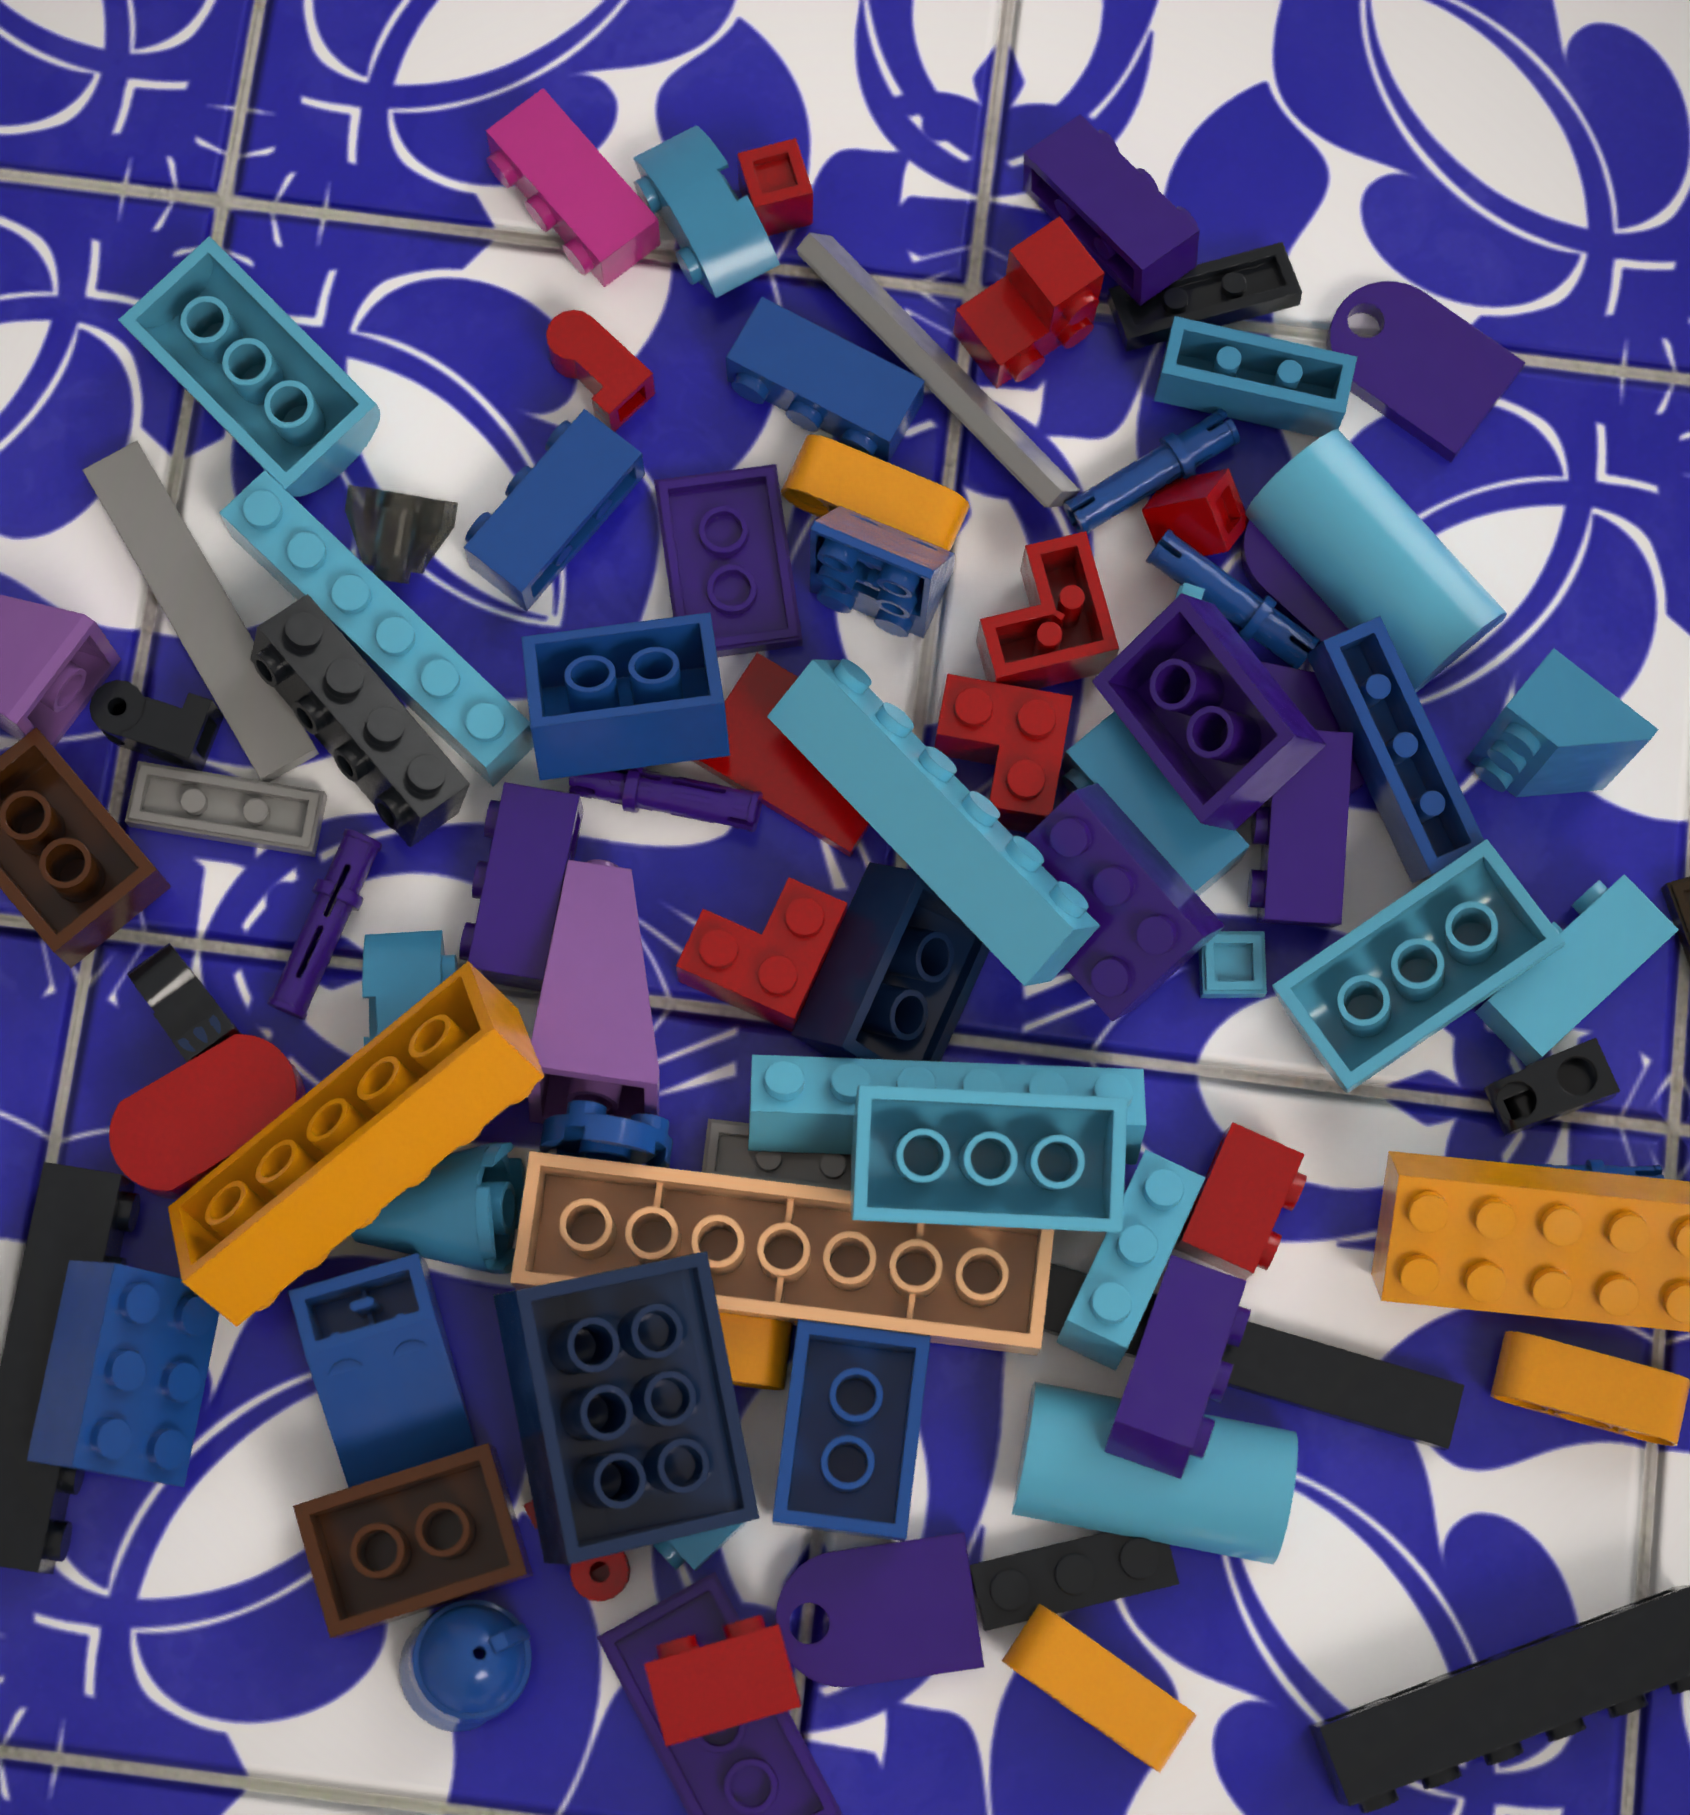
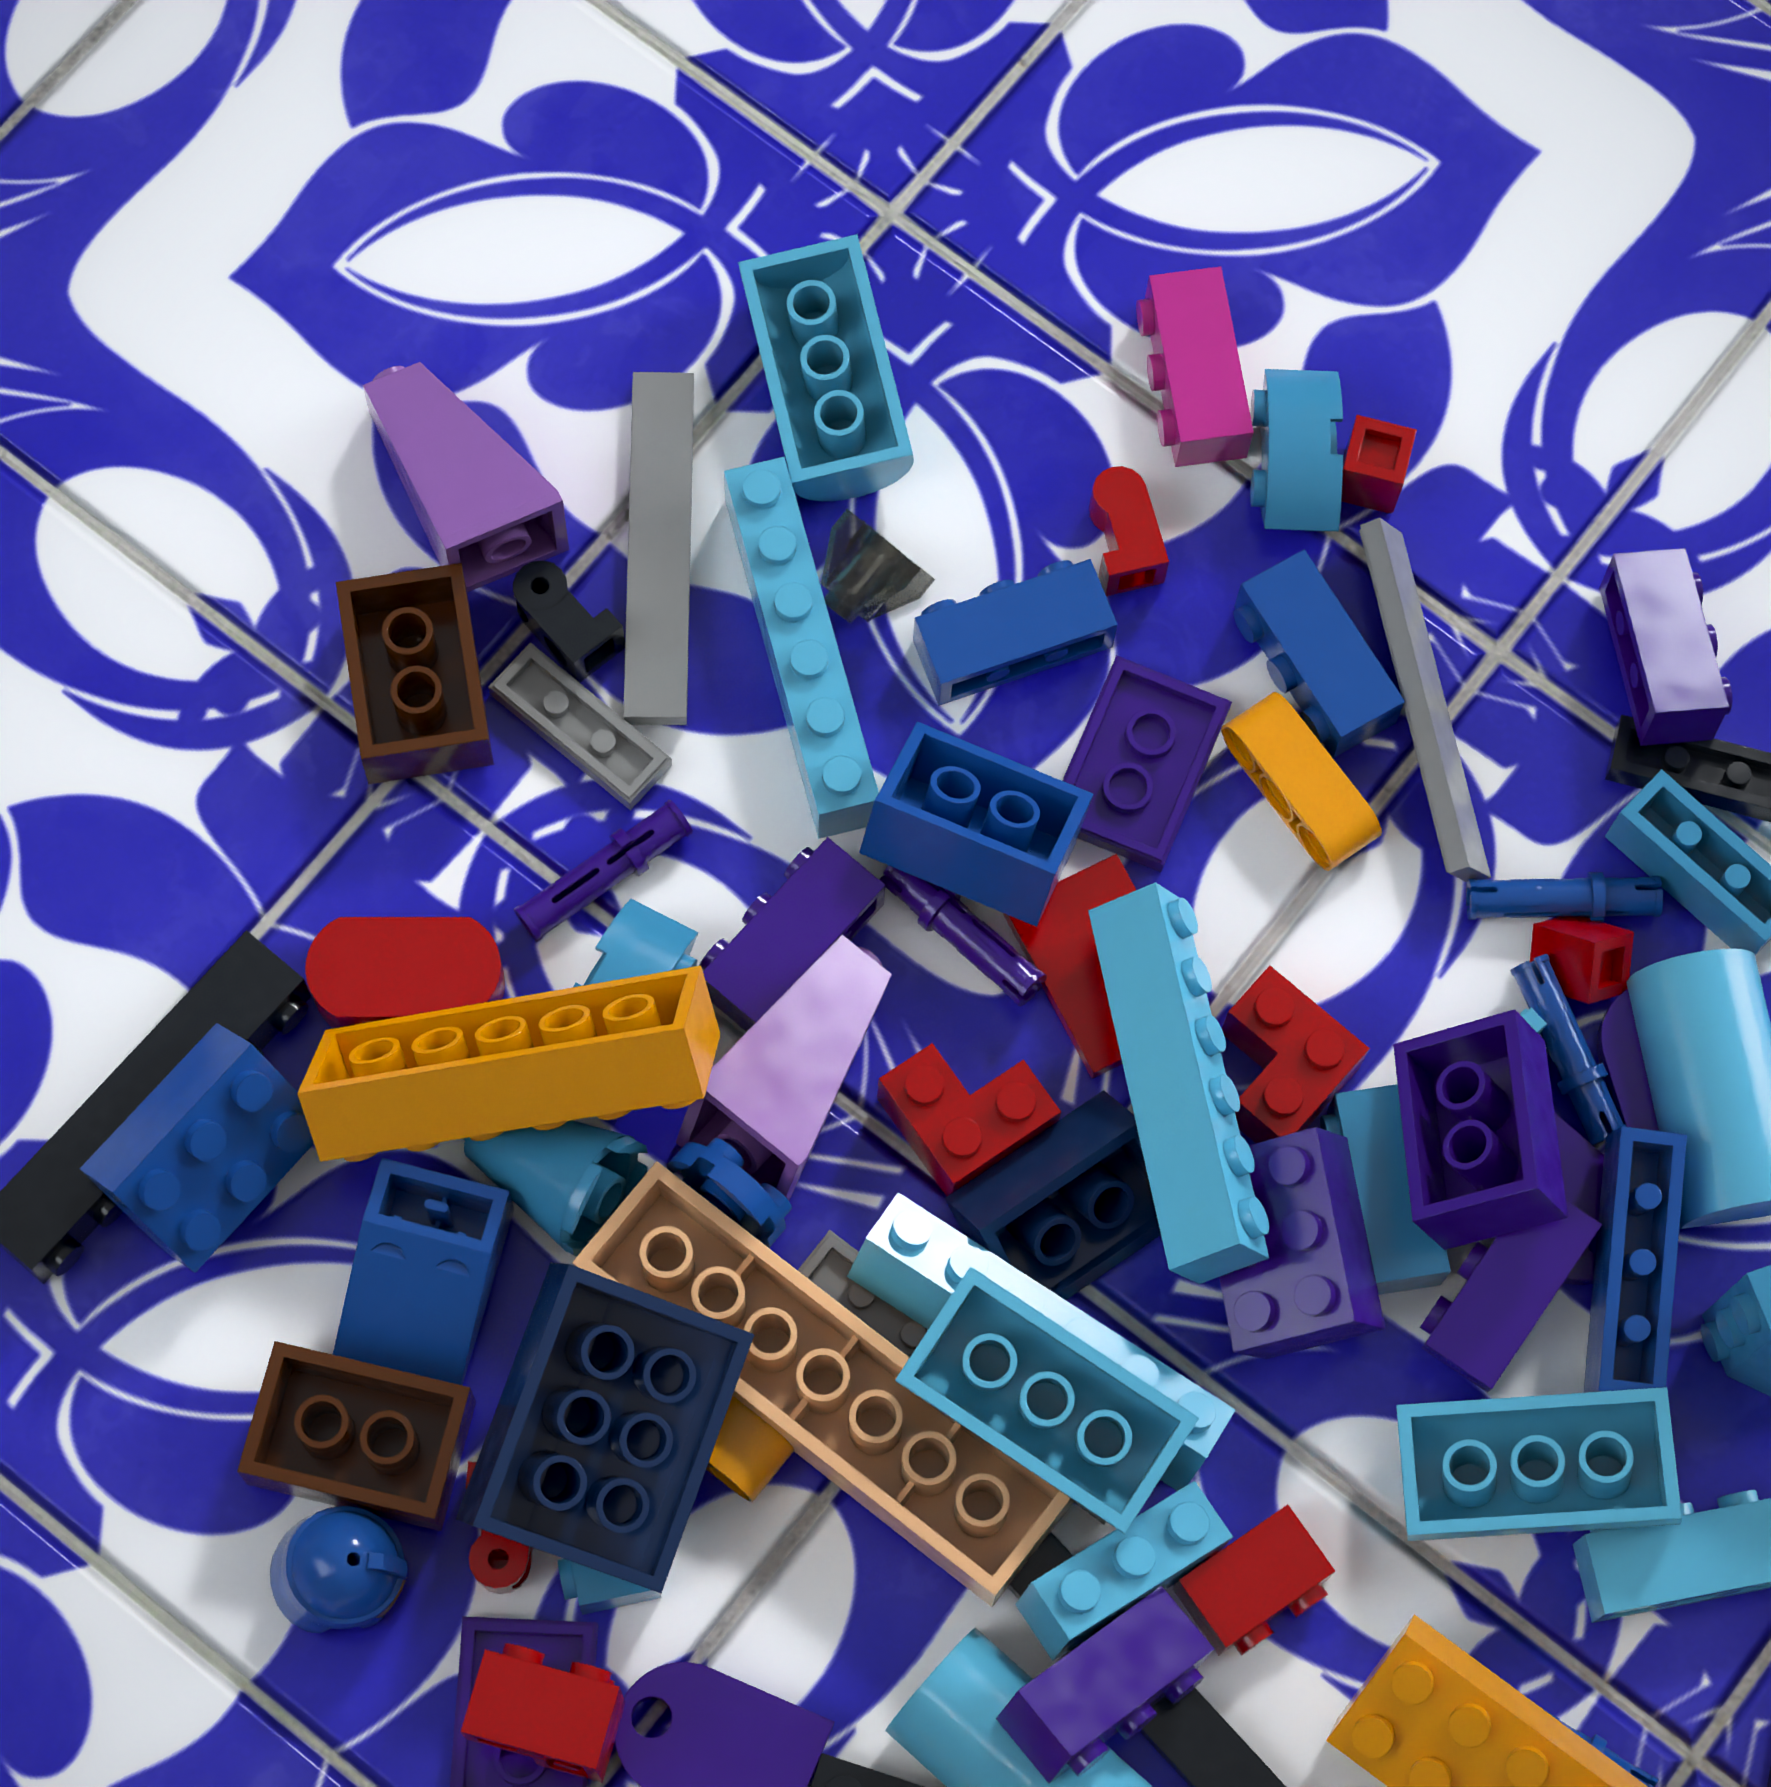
camera: 30 degrees right, 5 degrees down
(181, 1003) = (442, 865): black leg -> none
(358, 720) = (735, 714): black brick -> none
(851, 1430) = (787, 1570): blue brick -> none
(877, 571) = (1263, 842): blue slope -> none
(1035, 308) = (1541, 694): red brick -> none
(1064, 629) = (1394, 990): red brick -> none
(1233, 965) = (1376, 1371): medium azure tile -> none
(1552, 1088) = (1599, 1650): black leg -> none

